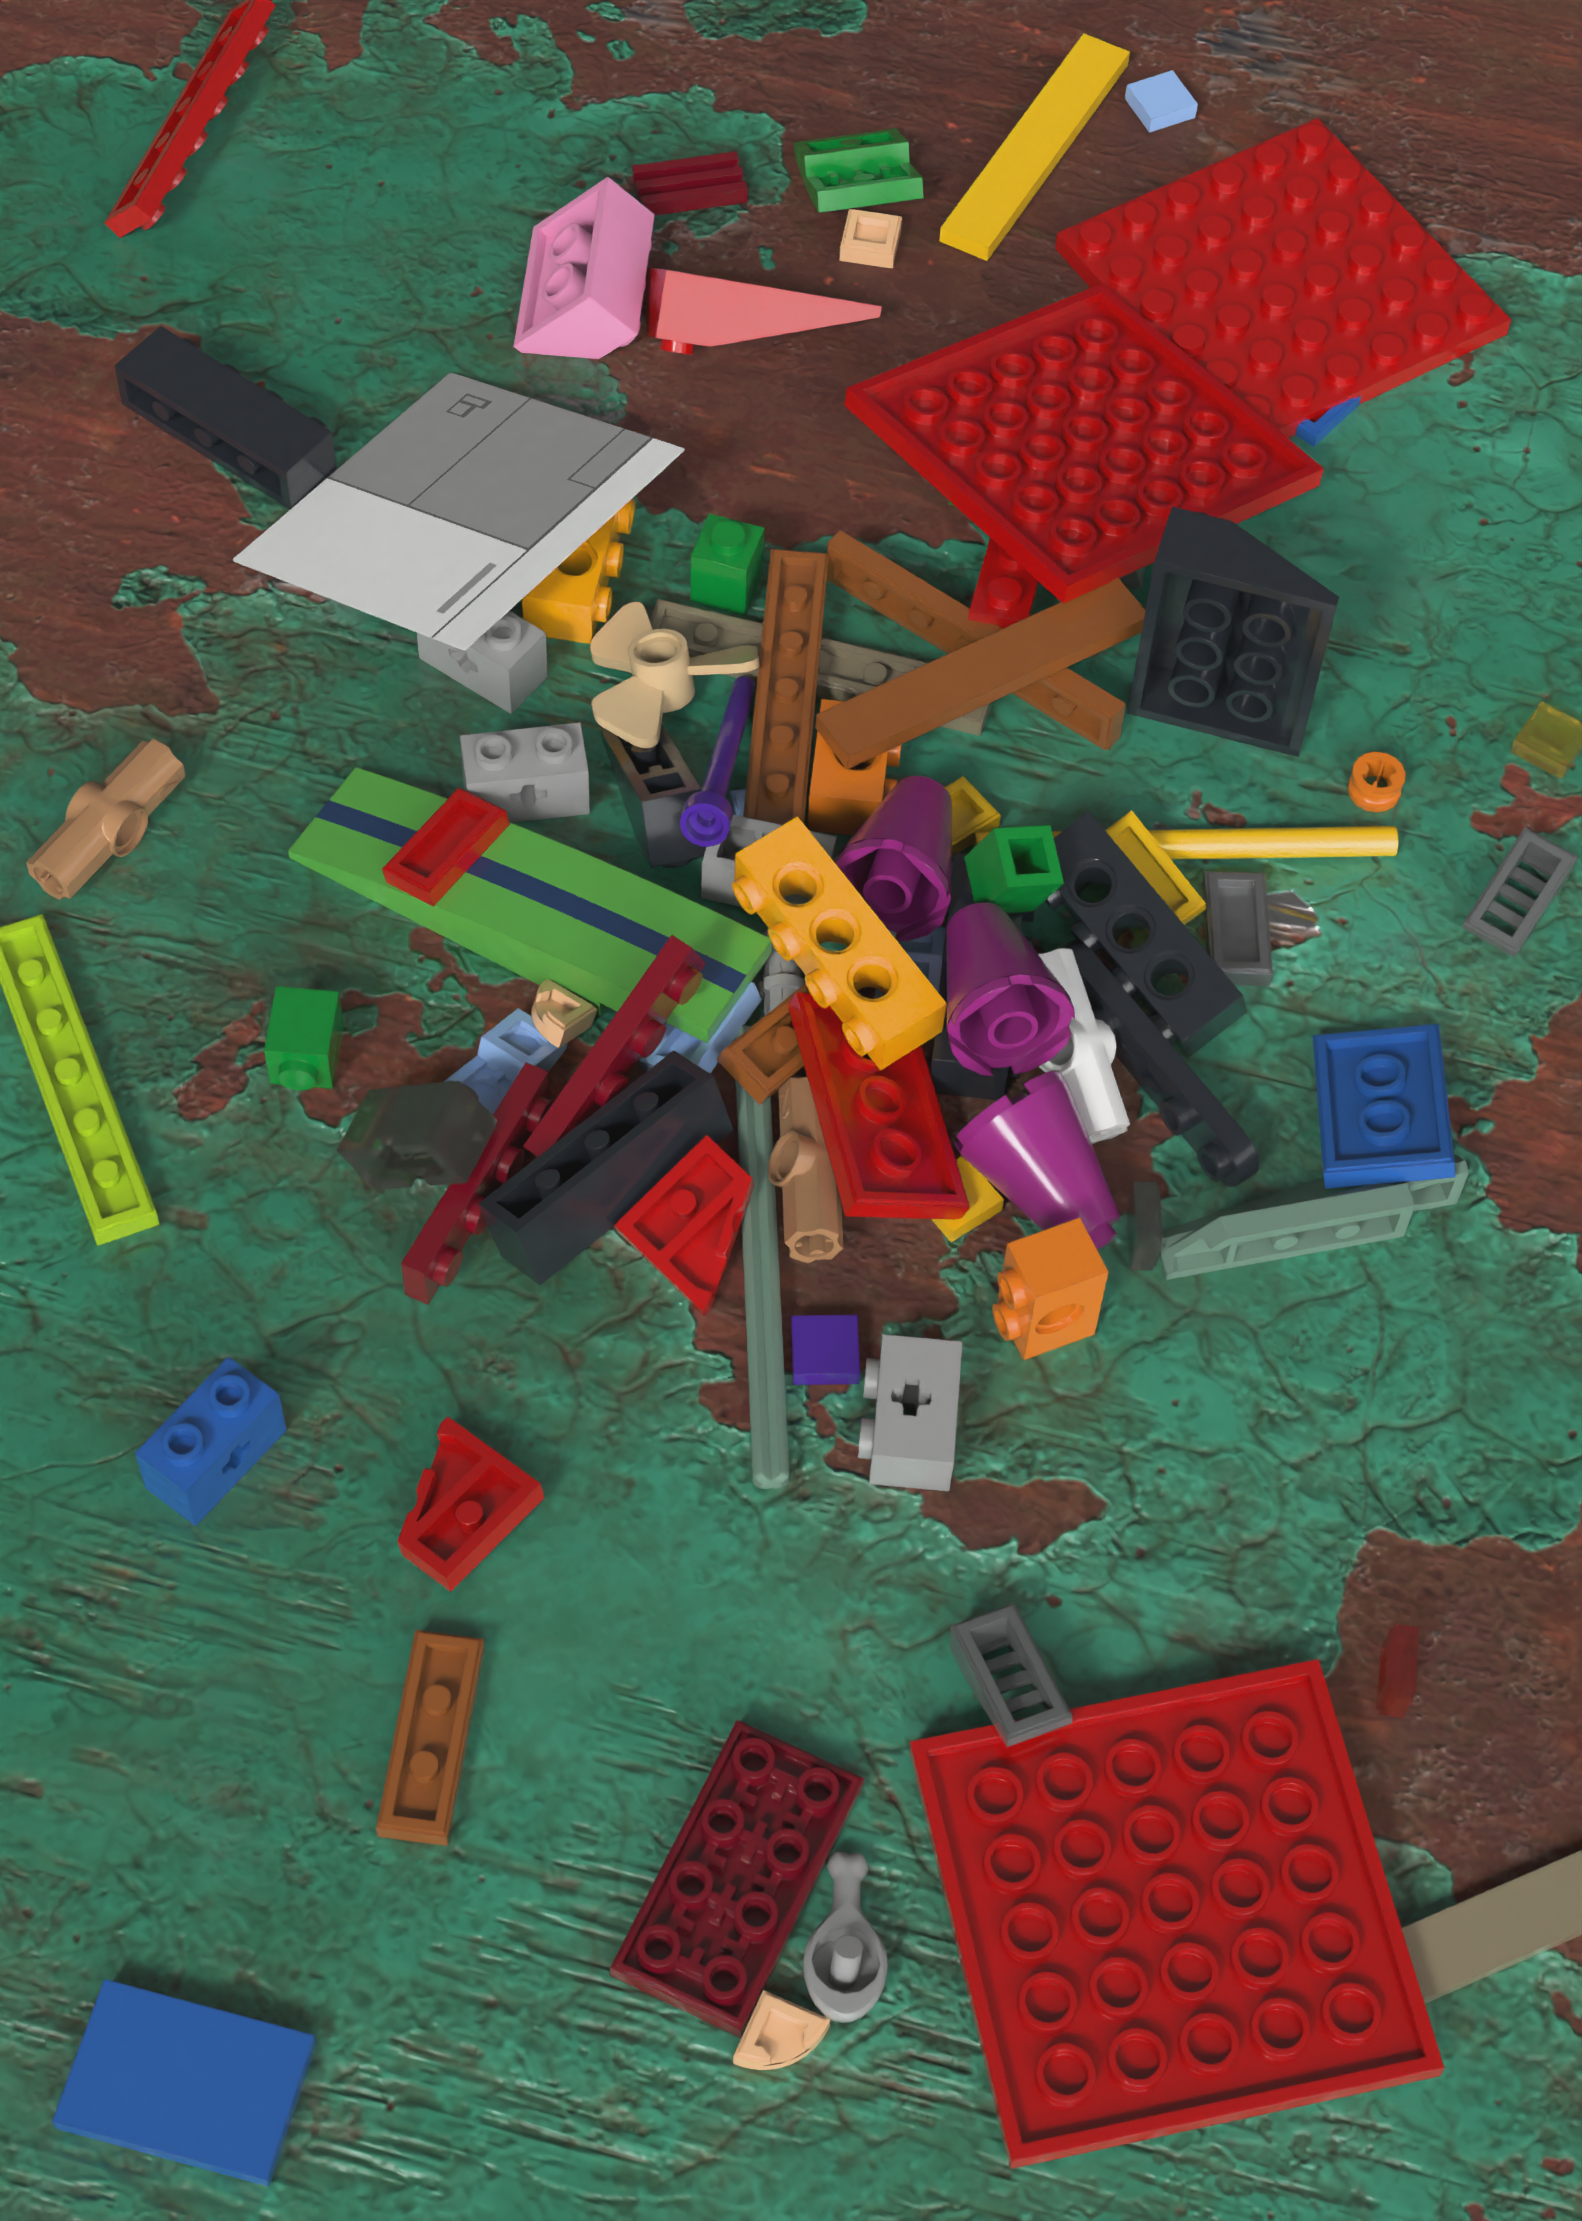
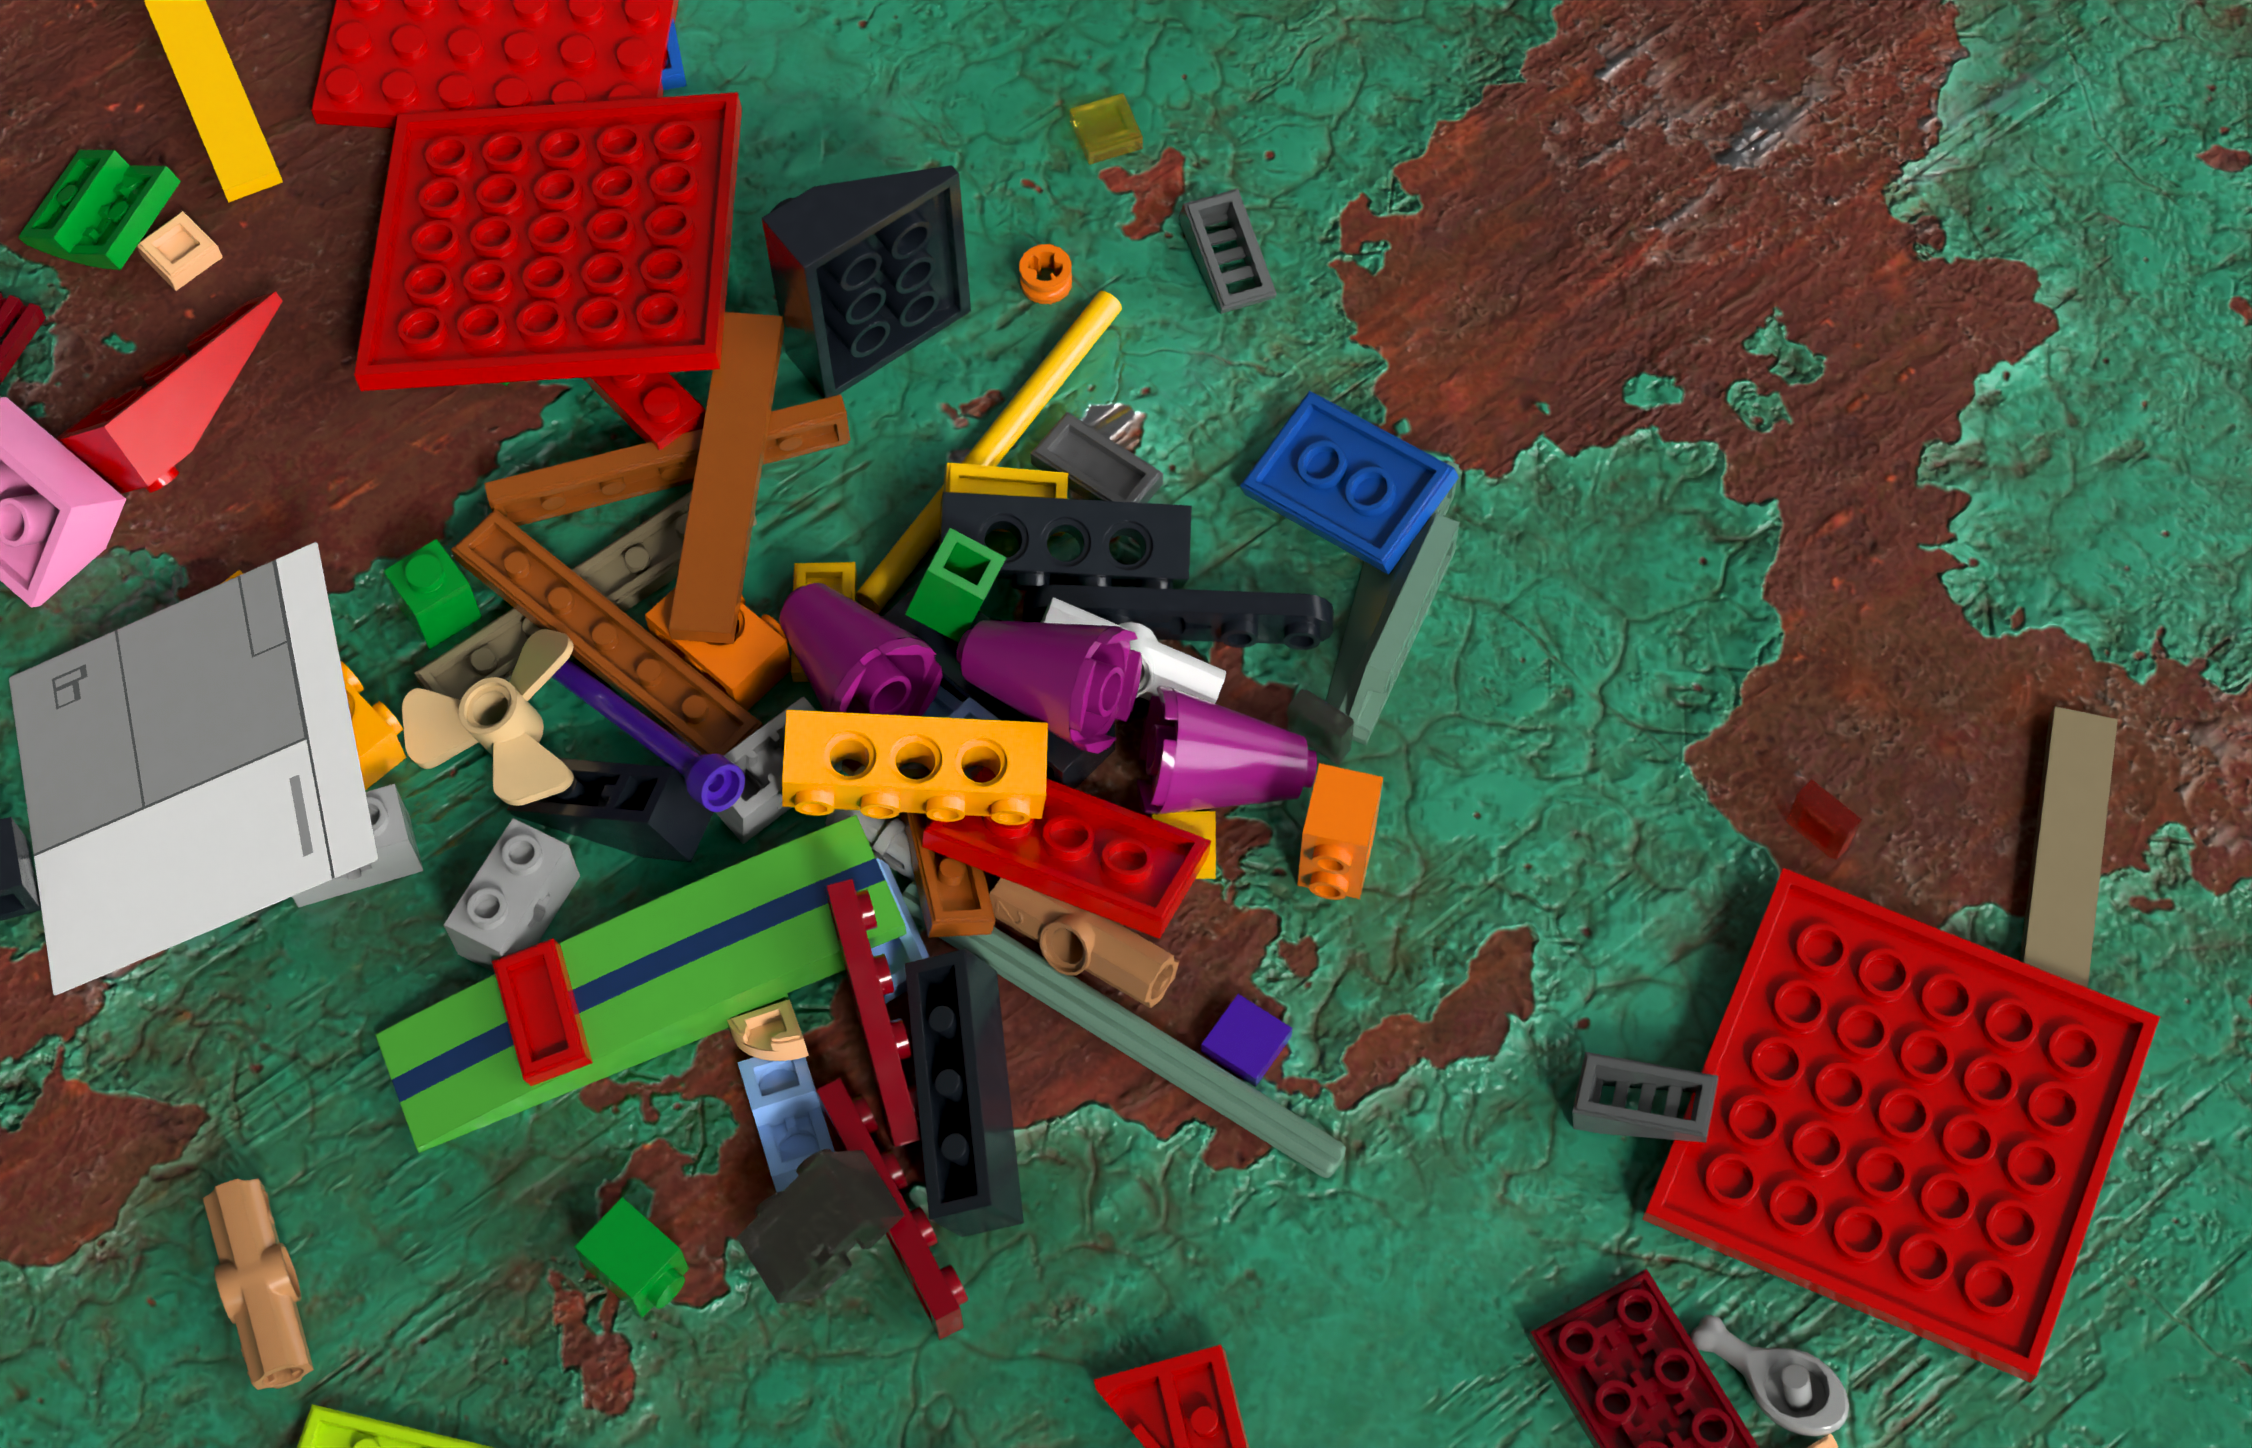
camera: 50 degrees left, 5 degrees up
(691, 1221) = (1058, 1062): red wing -> none
(910, 1448) = (1350, 980): light grey brick -> none

